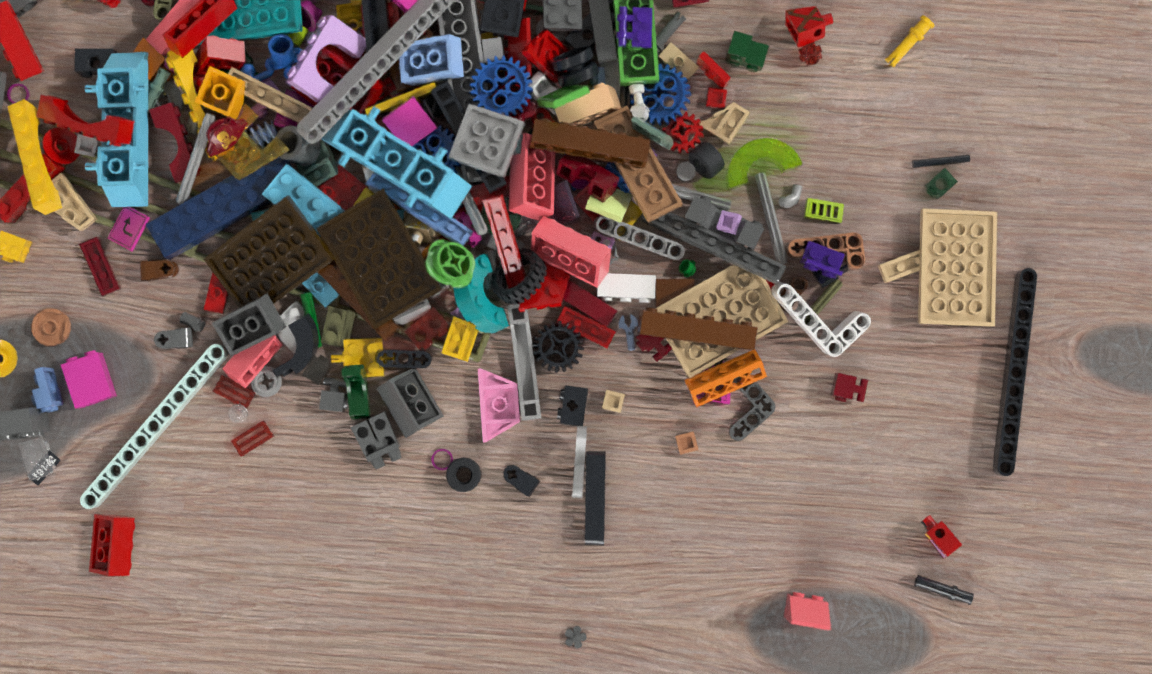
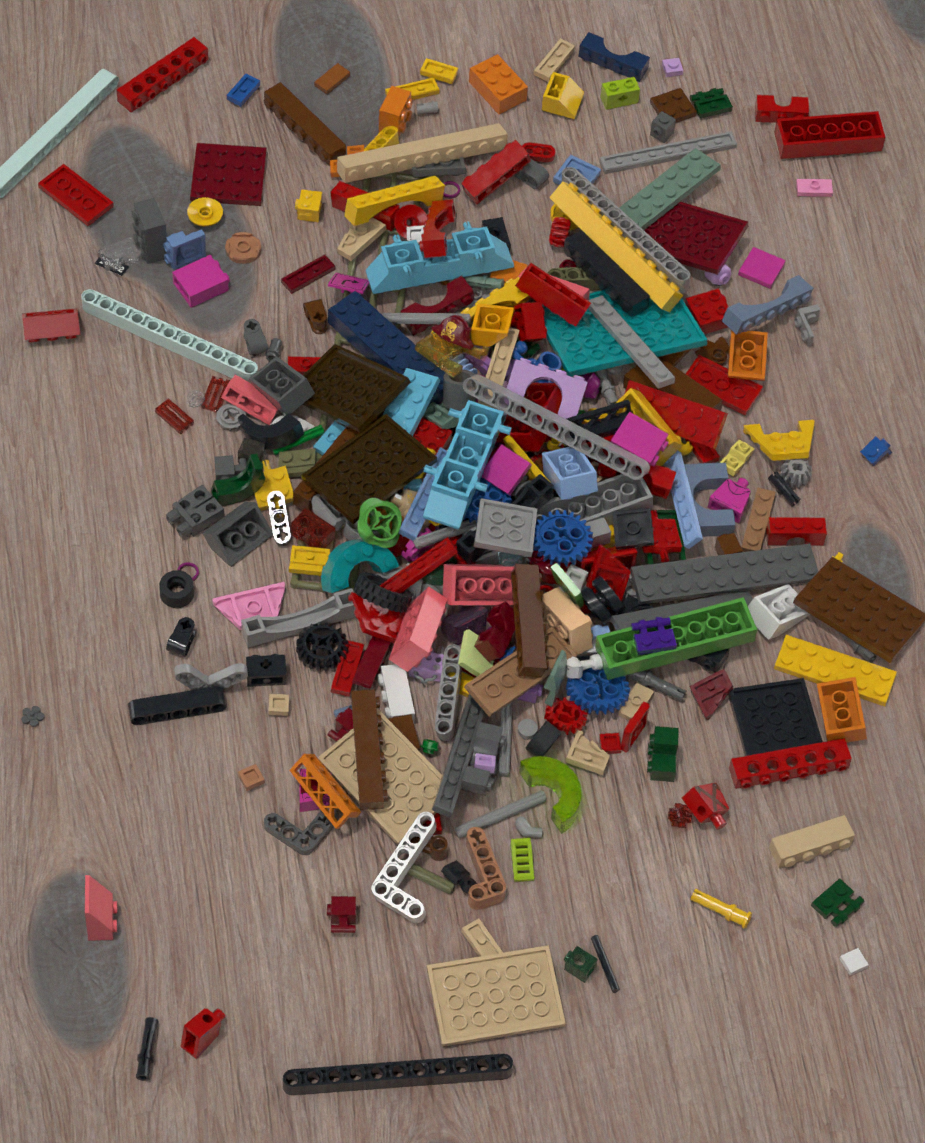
camera: 75 degrees right, 30 degrees down
(822, 258) = (468, 855): dark purple bracket -> none

